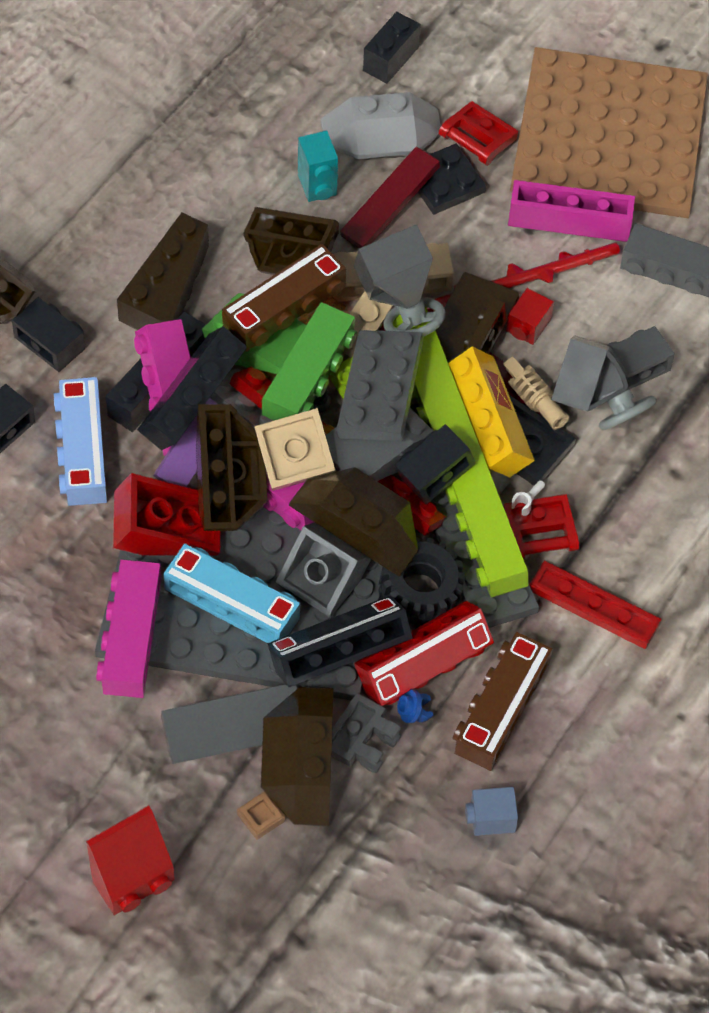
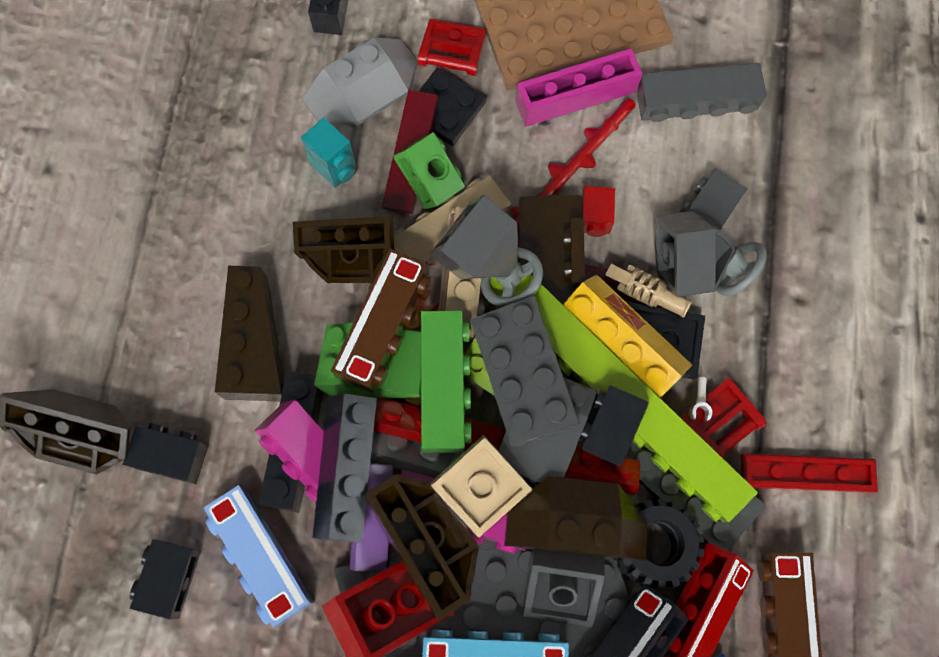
camera: 25 degrees left, 15 degrees up
(392, 197) = (414, 165): none -> bright green brick

